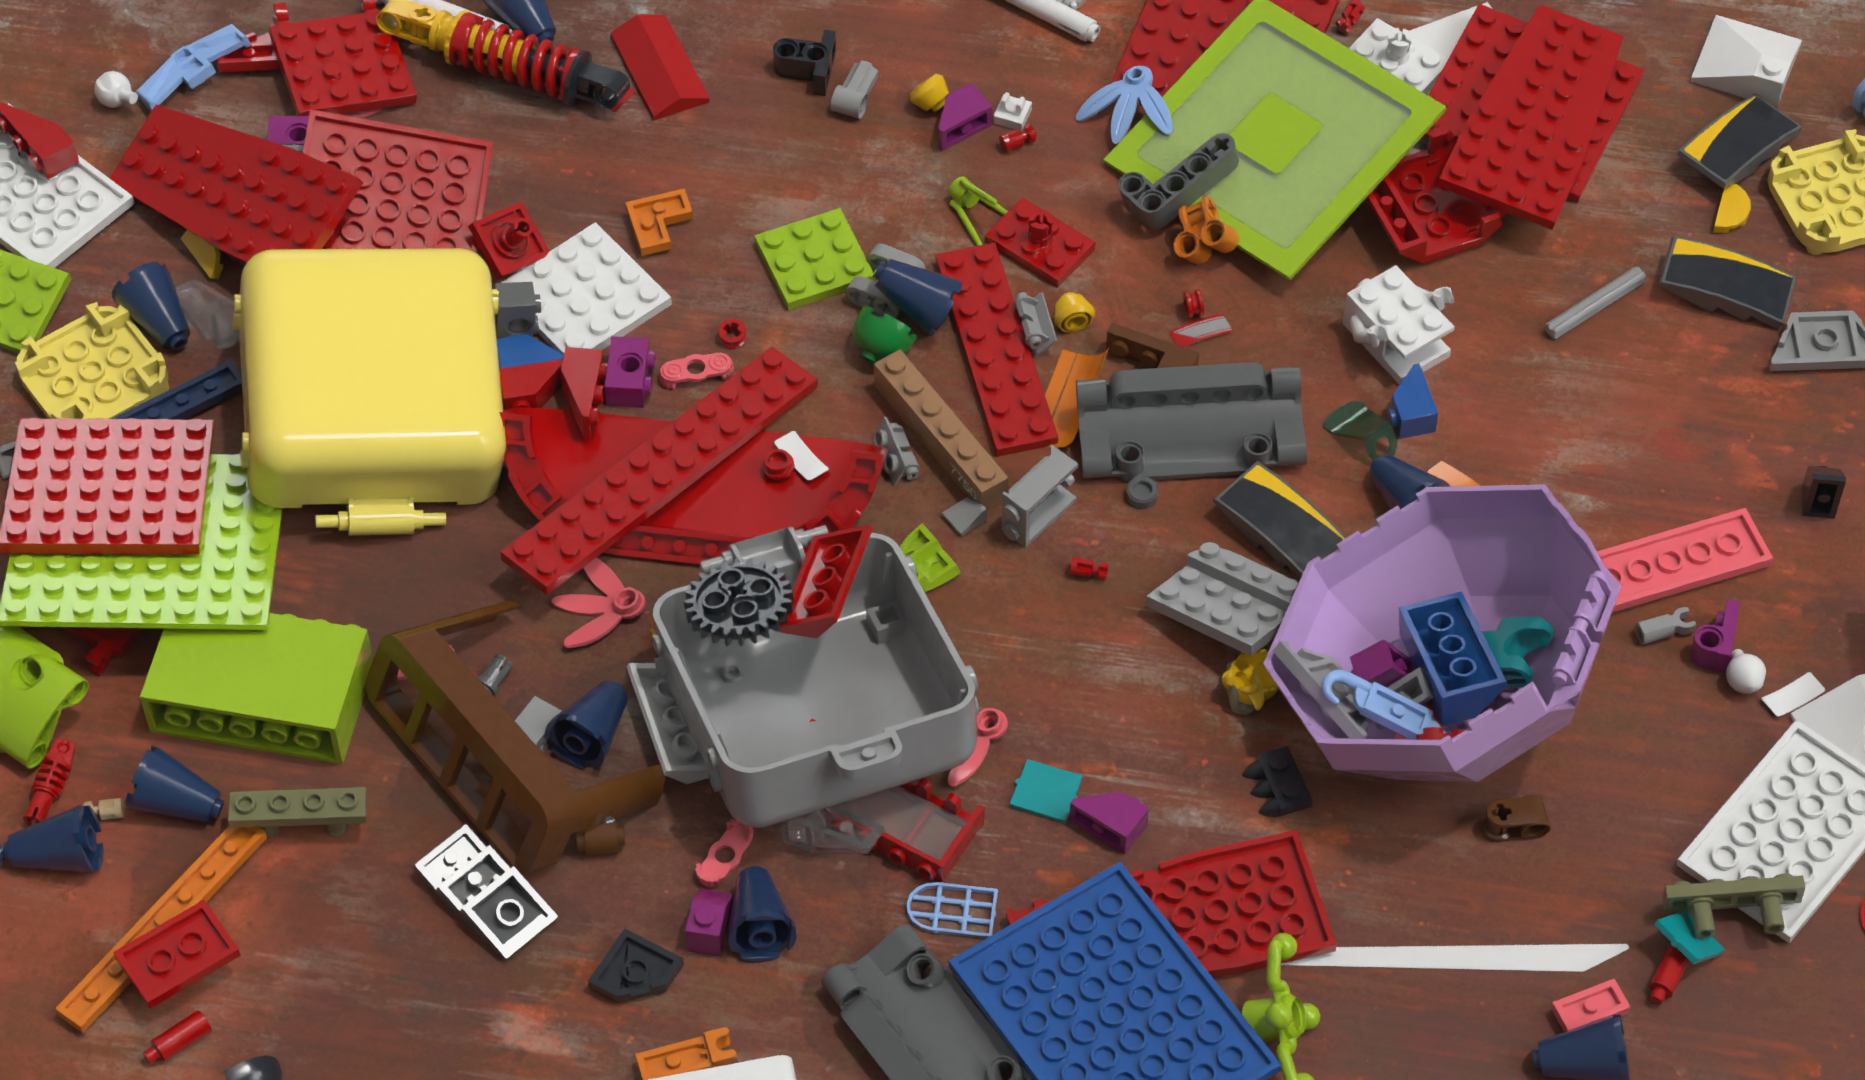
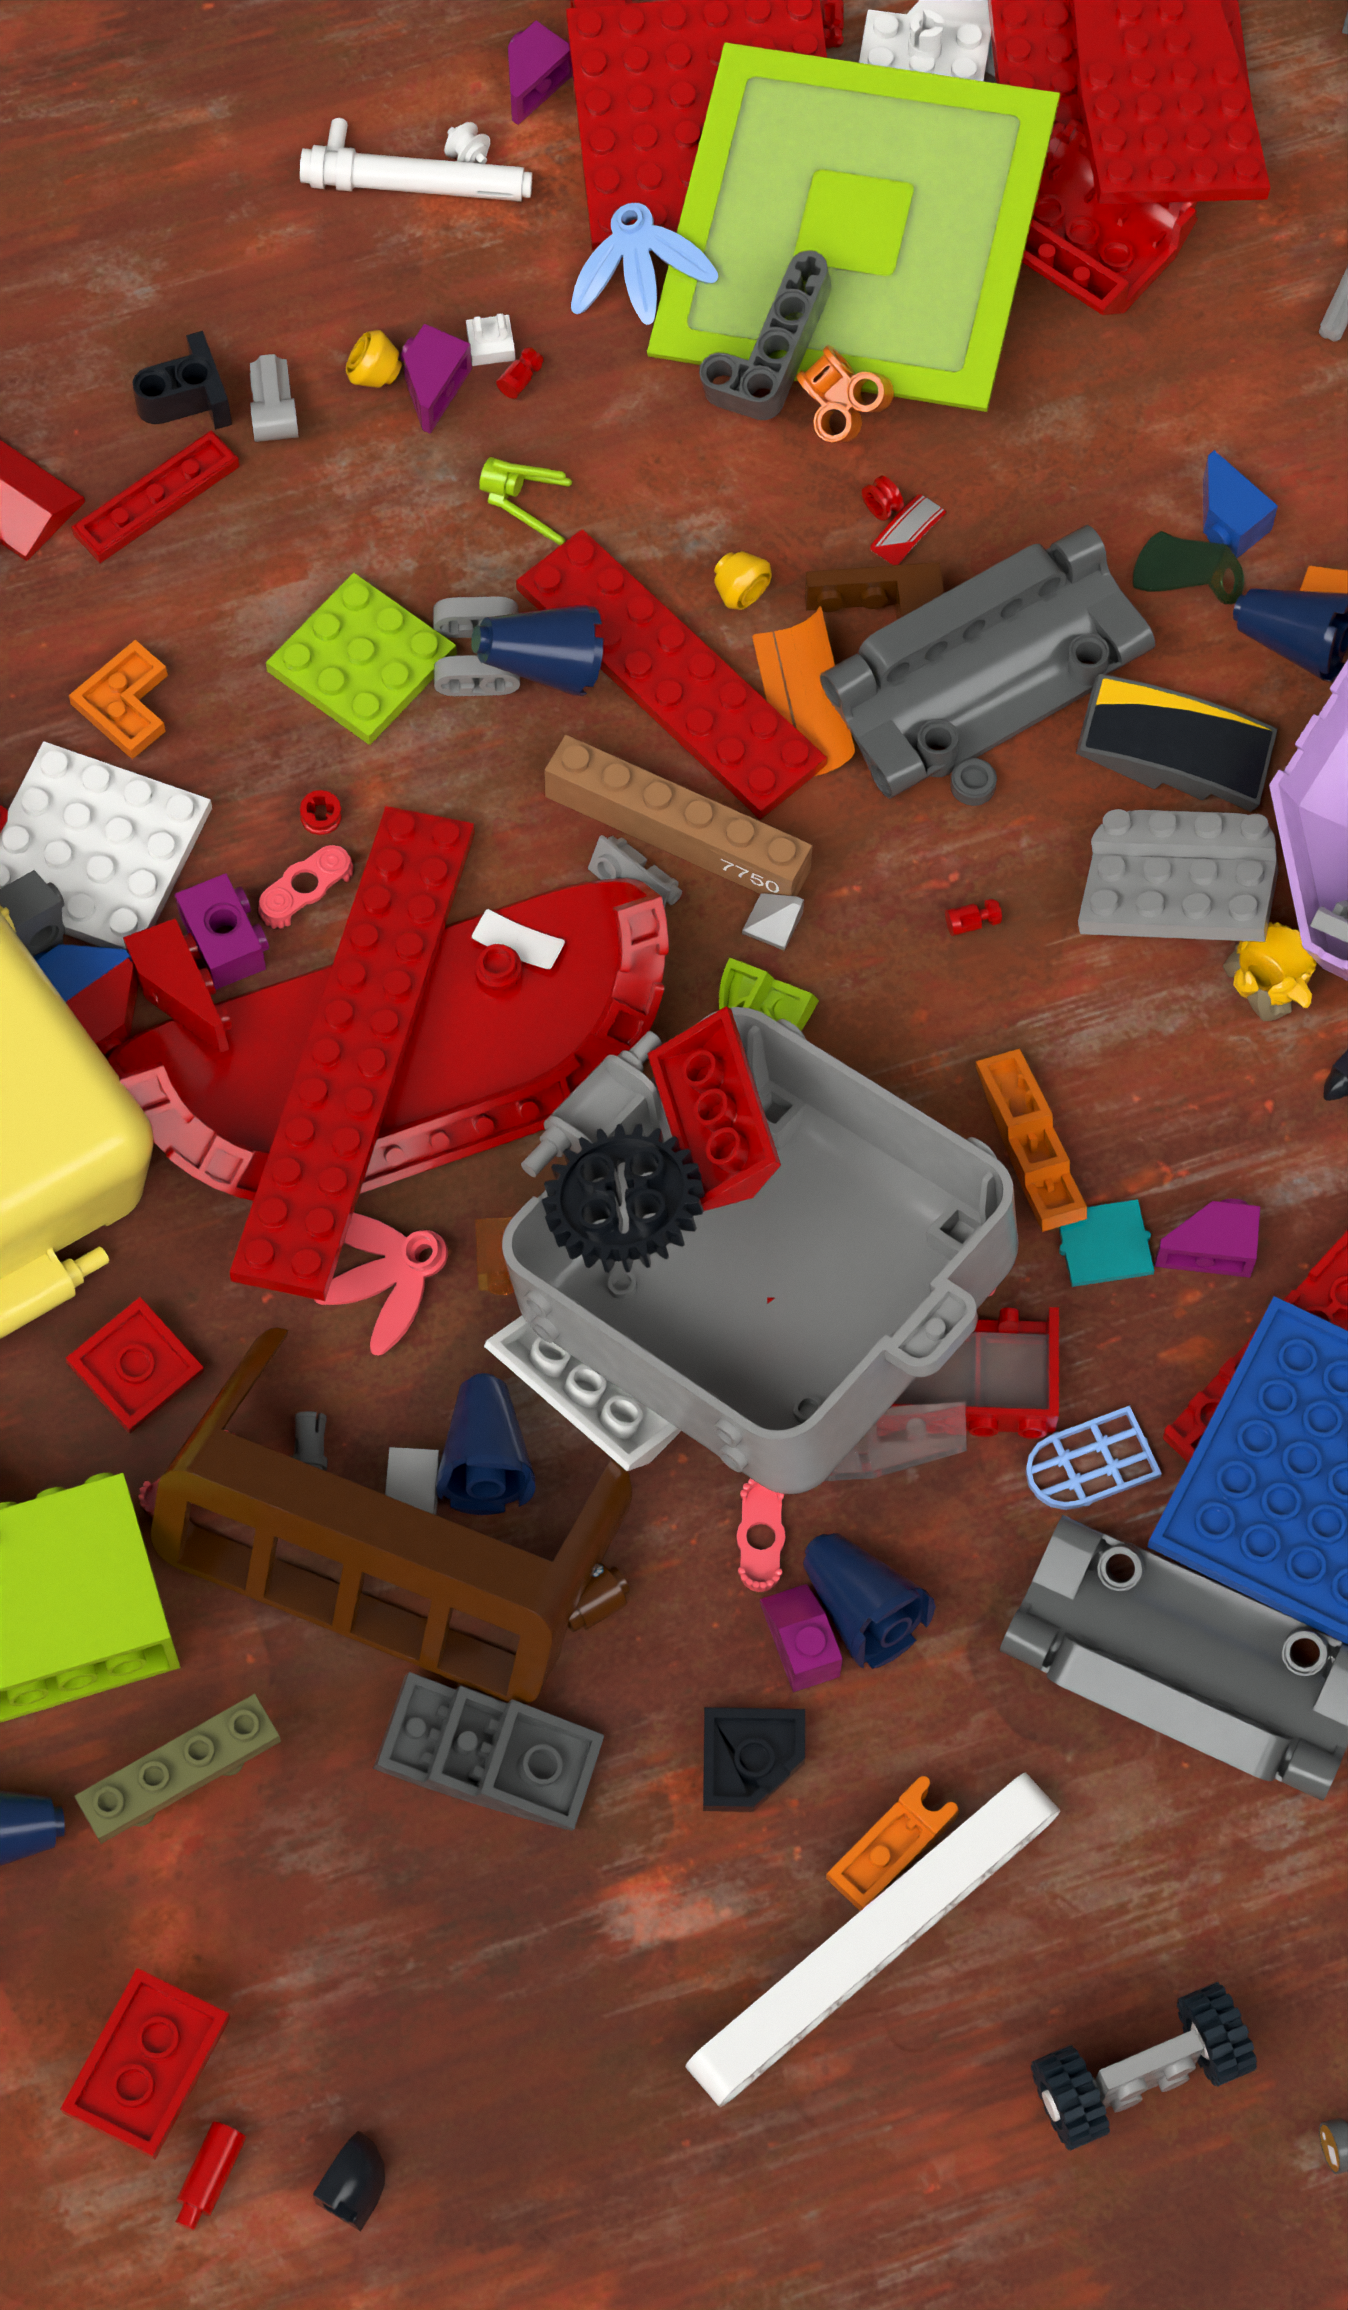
camera: 30 degrees left, 10 degrees up
(197, 883) = (84, 2009): orange plate -> none
(422, 586) = (134, 1365): none -> red plate
(752, 116) = (155, 496): none -> red tile
(880, 335) = (524, 728): green cylinder -> none
(1035, 322) = (704, 614): light grey hinge -> none
(1037, 710) = (1031, 1140): none -> orange slope
(1038, 498) = (863, 852): light grey window -> none
(1040, 242) = (635, 501): red plate -> none
(1399, 322) = (1154, 406): white torso -> none

